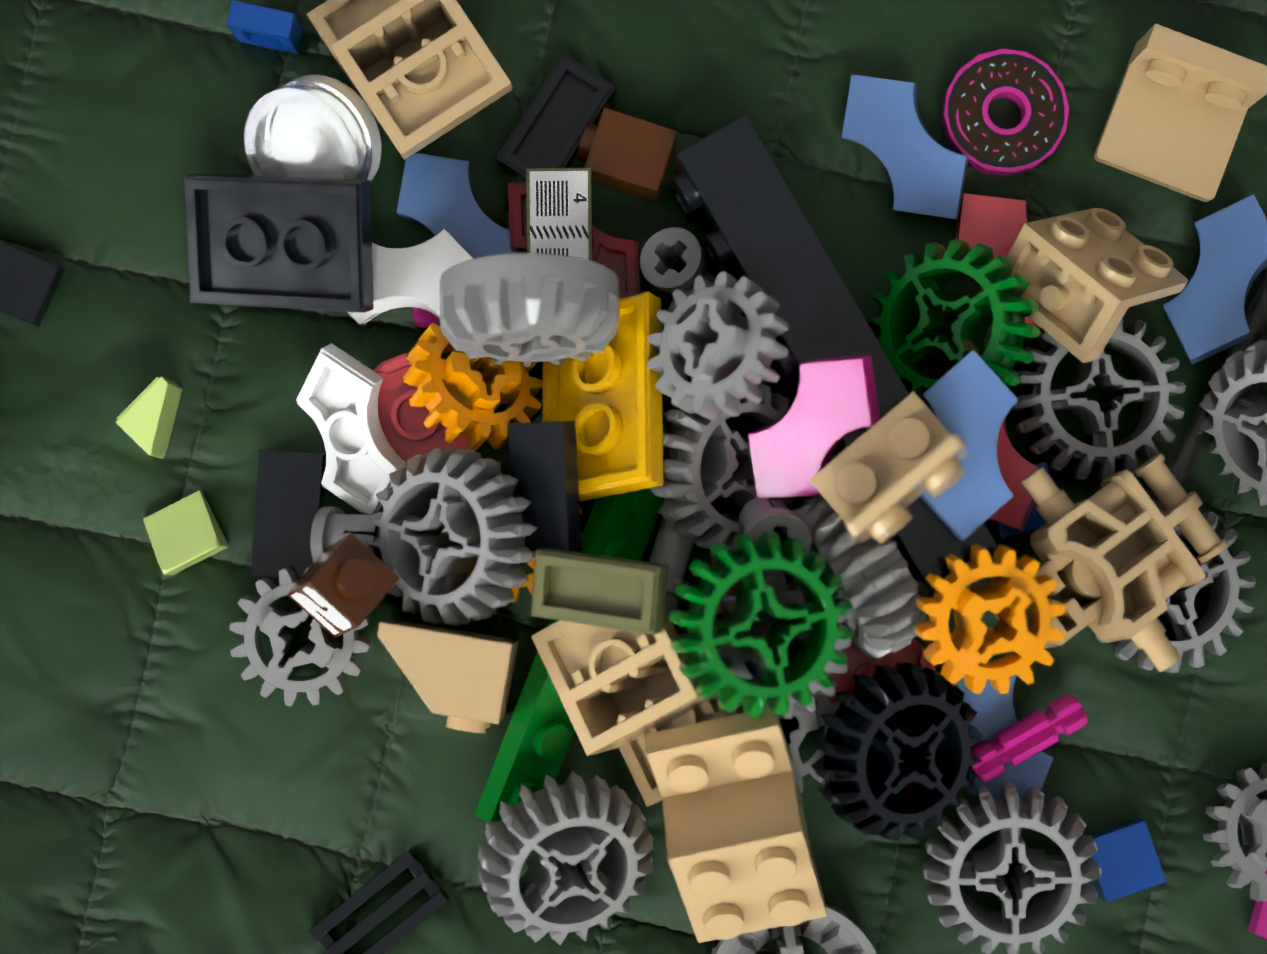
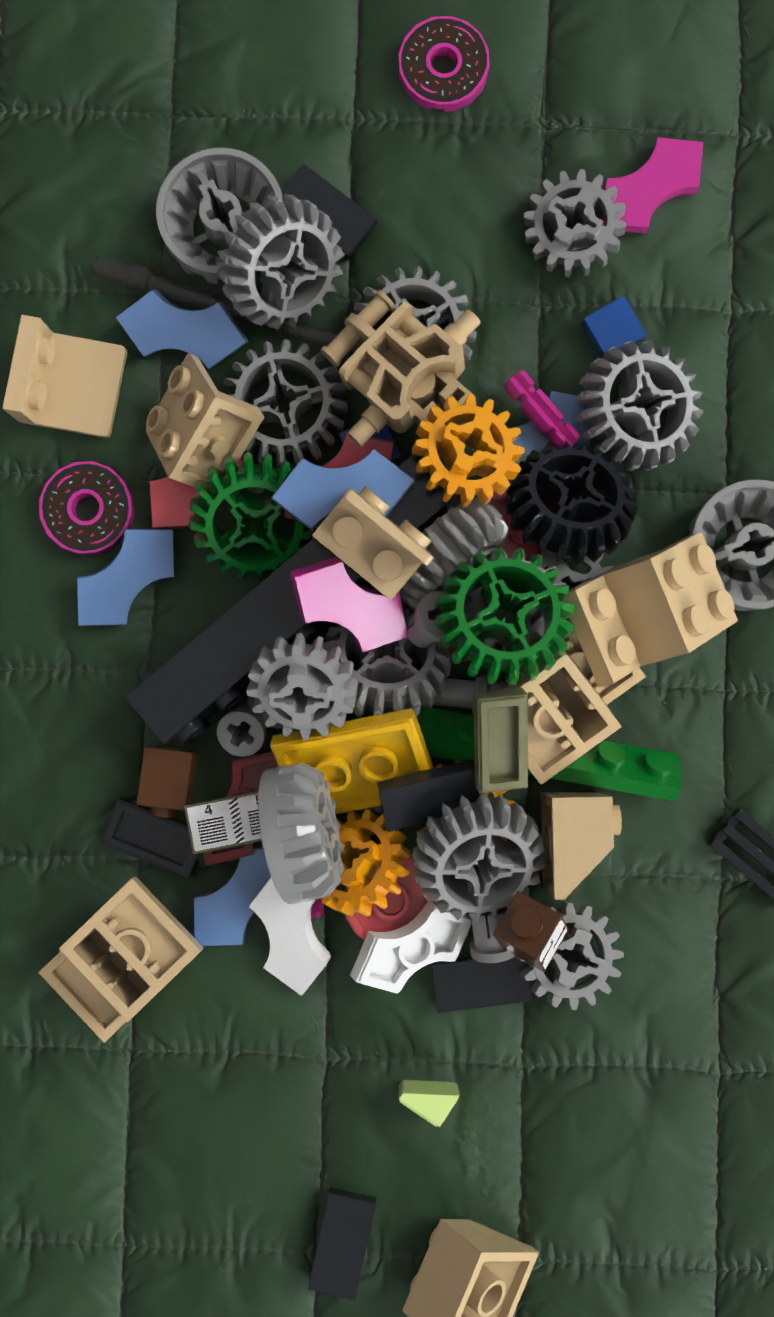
camera: 95 degrees left, 0 degrees up
(184, 533) = (510, 1056): yellowish green slope -> none
(265, 27) = (119, 1071): blue tile -> none
(279, 242) = (281, 1029): black tile -> none
(313, 131) = (202, 1019): clear piece -> none
(569, 835) = (706, 723): light grey gear -> none

